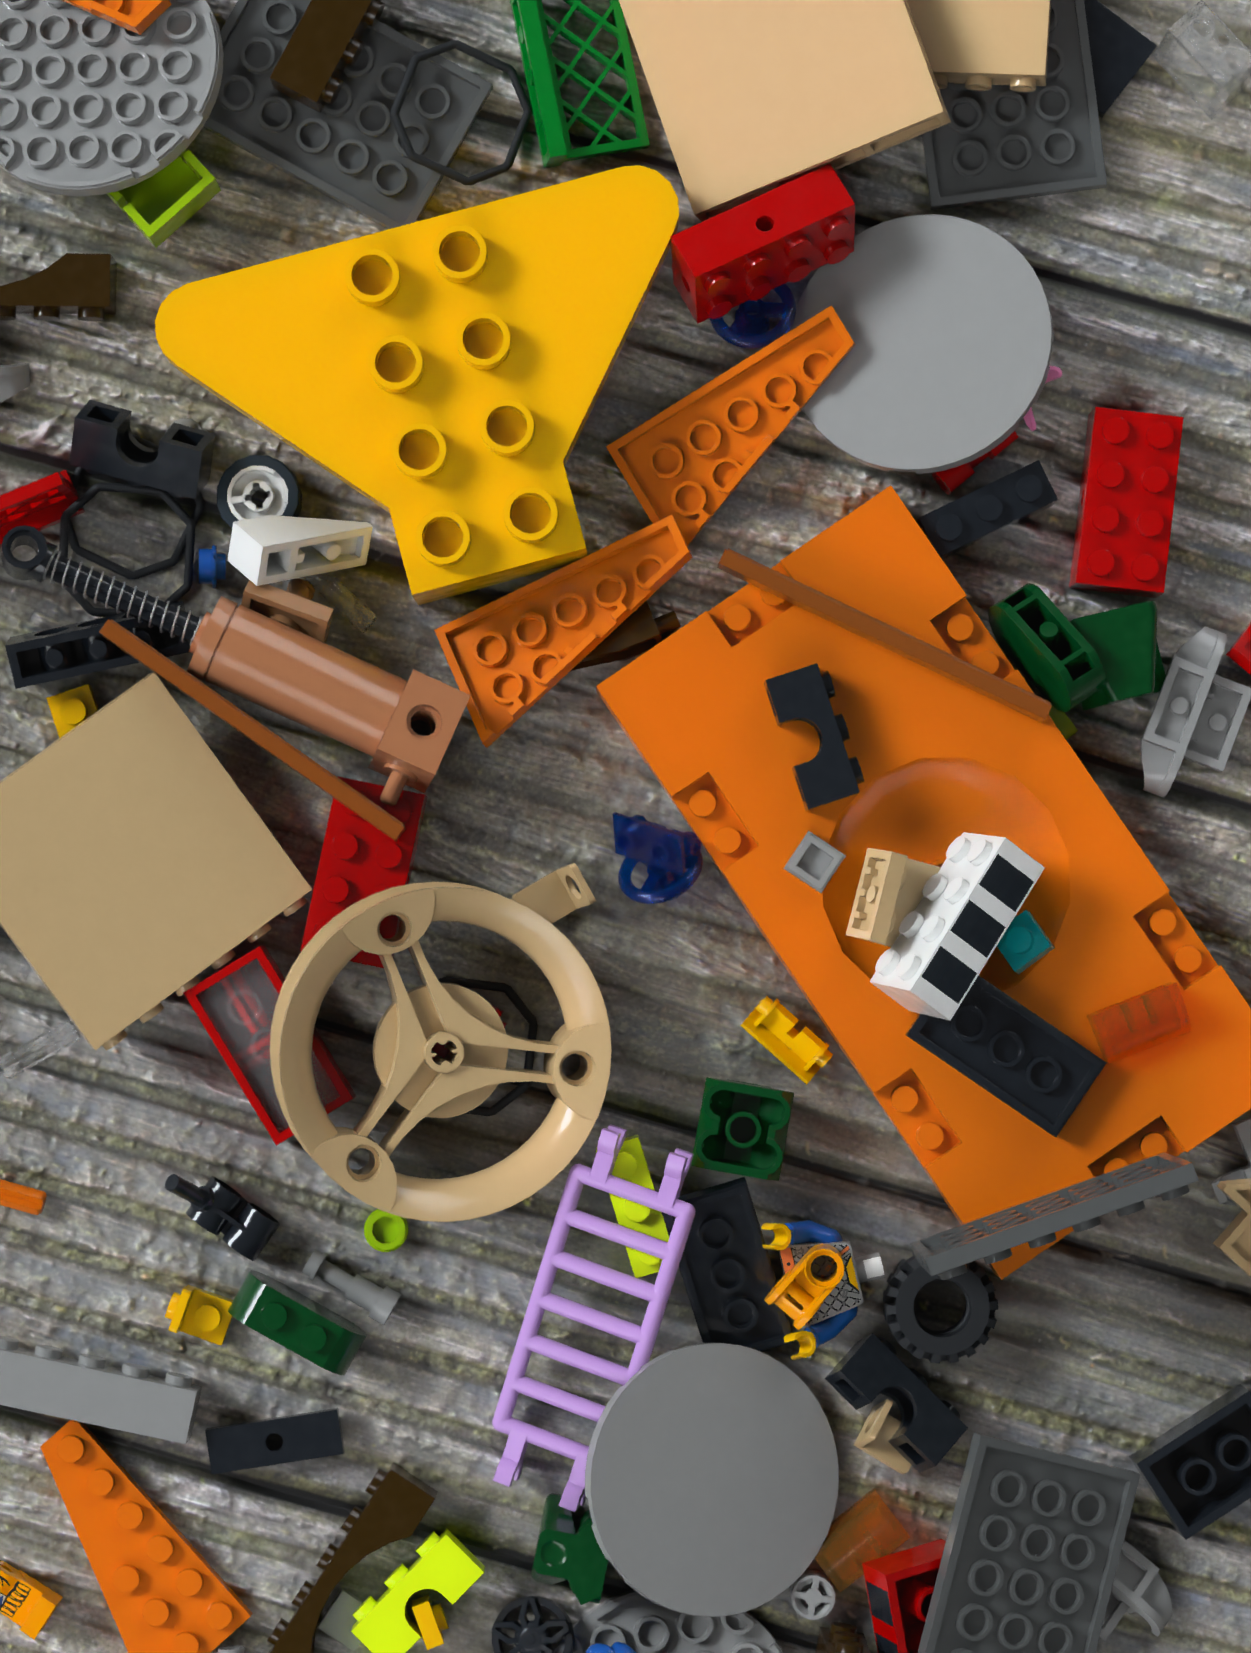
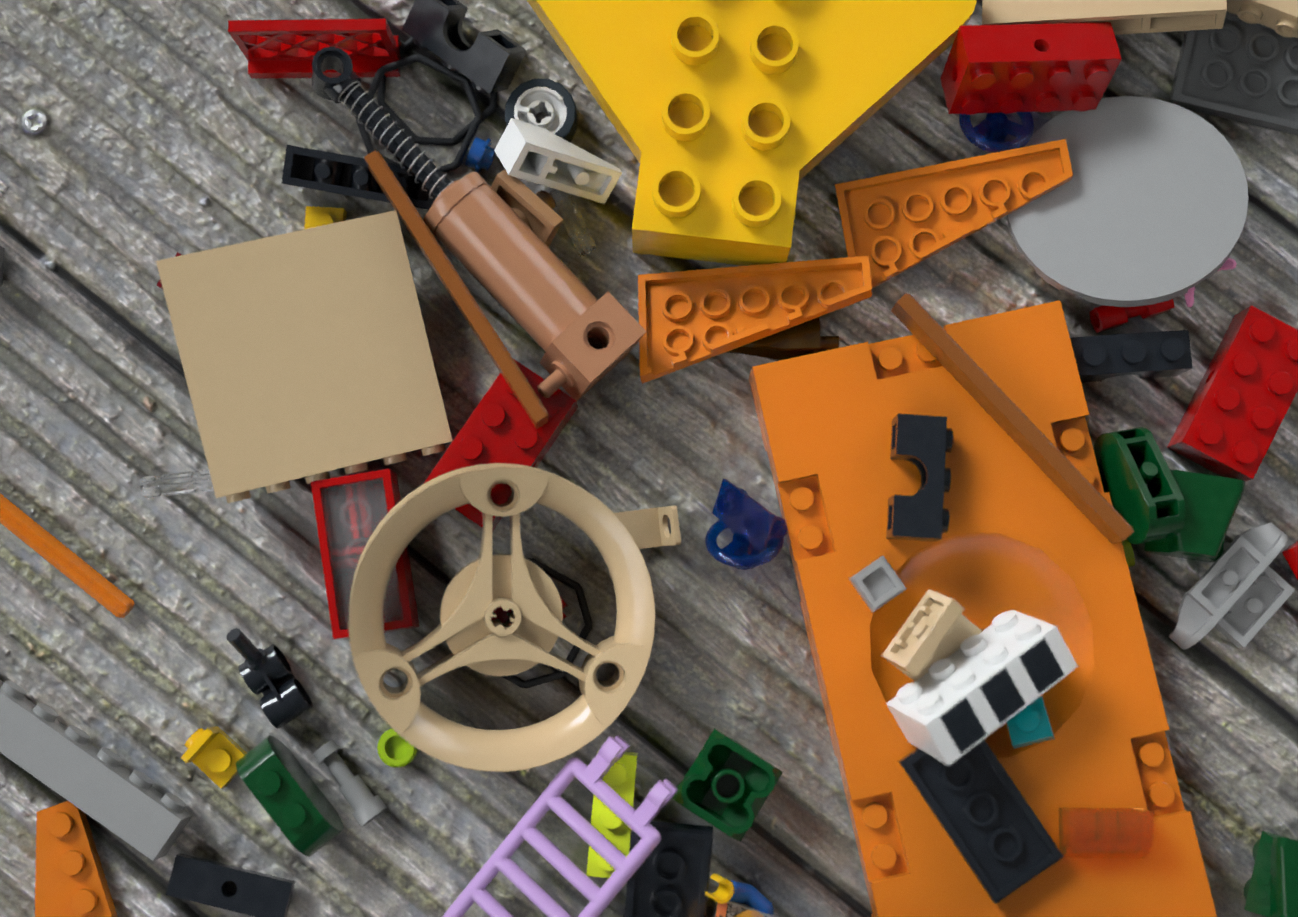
camera: 25 degrees right, 5 degrees down
(774, 1029) = (800, 739): yellow hinge -> none

